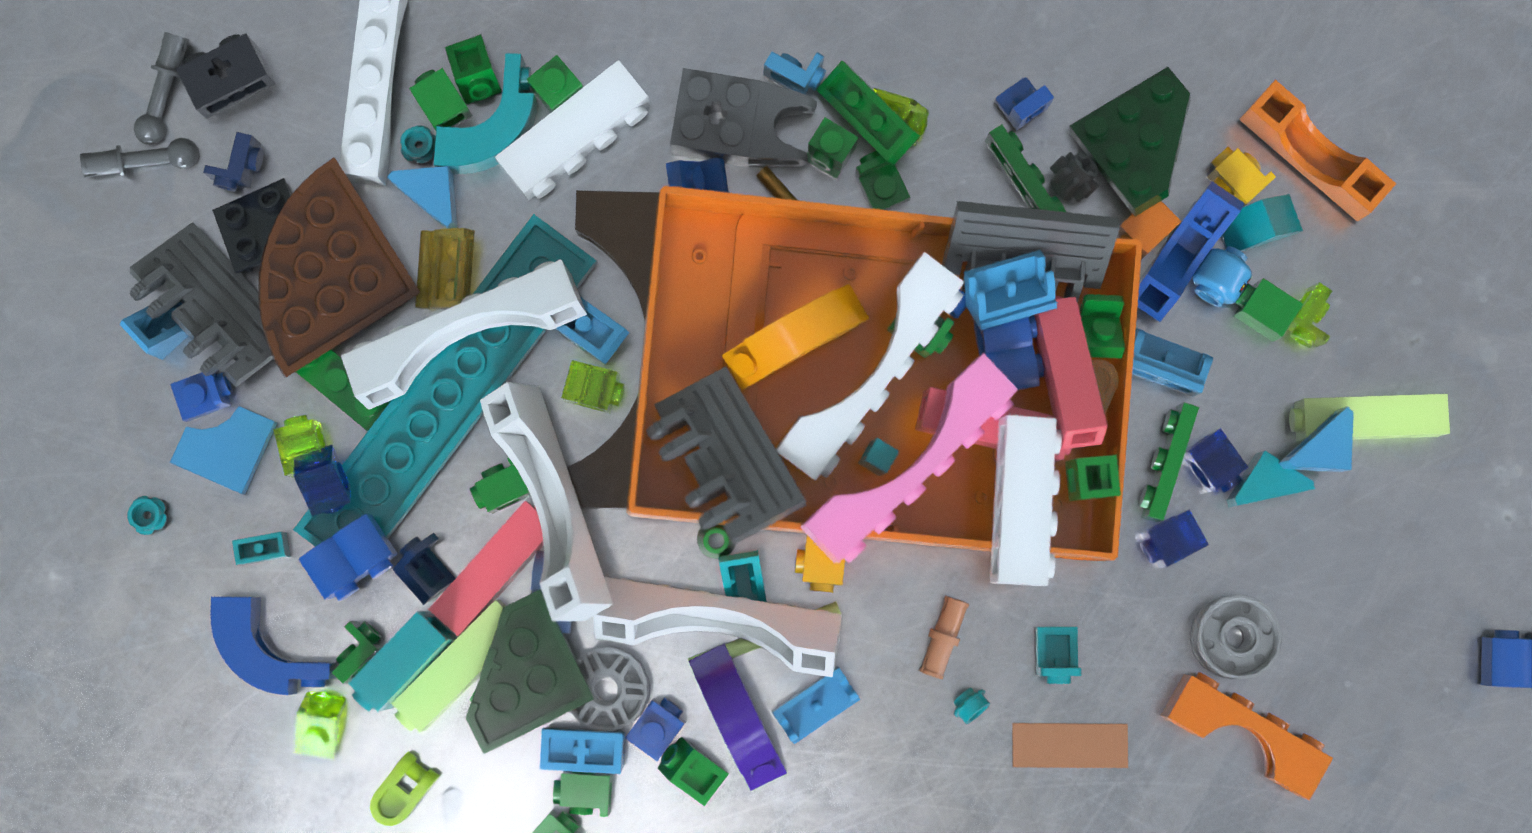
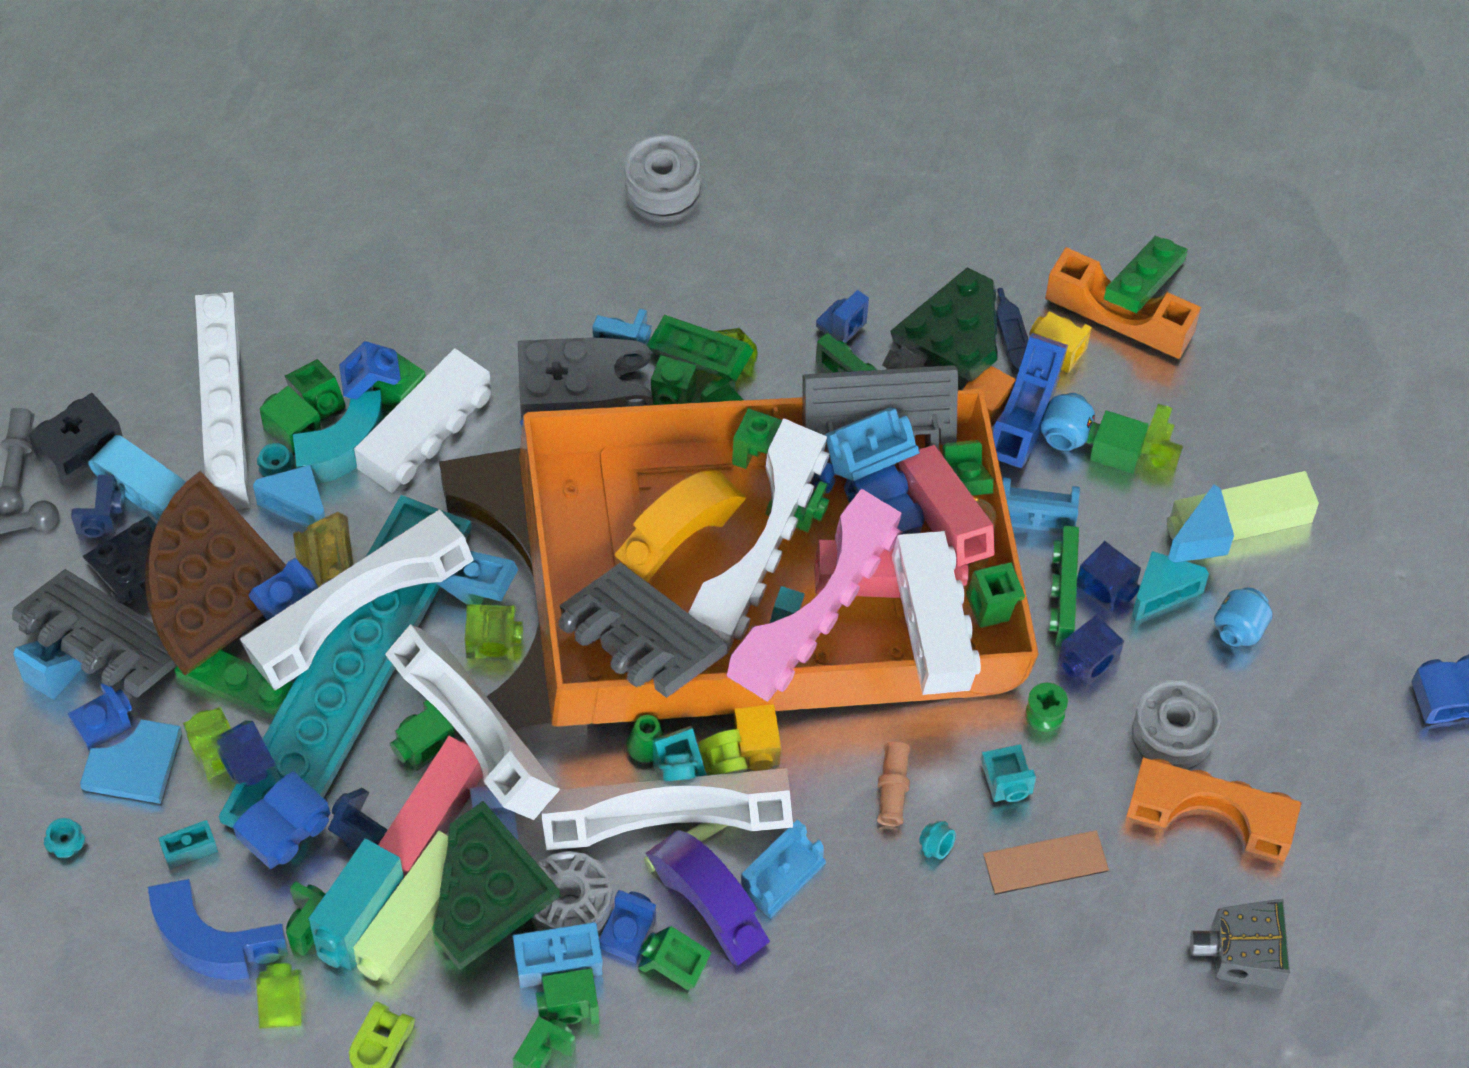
camera: 15 degrees left, 25 degrees down
(279, 134) = (137, 474): none -> medium azure beam
(396, 305) = (283, 589): none -> blue bracket
(524, 74) = (366, 366): none -> blue bracket
(736, 591) = (678, 767): none -> teal plate
(783, 578) = (722, 754): none -> lime plate
(896, 253) = (753, 437): none -> green bracket
(1107, 585) = (1044, 717): none -> green wheel
(1194, 155) = (1011, 331): none -> dark blue piece
(1262, 223) = (1092, 373): teal slope -> none
(1335, 537) = (1243, 617): none -> dark azure head
(1351, 120) = (1145, 274): none -> green plate

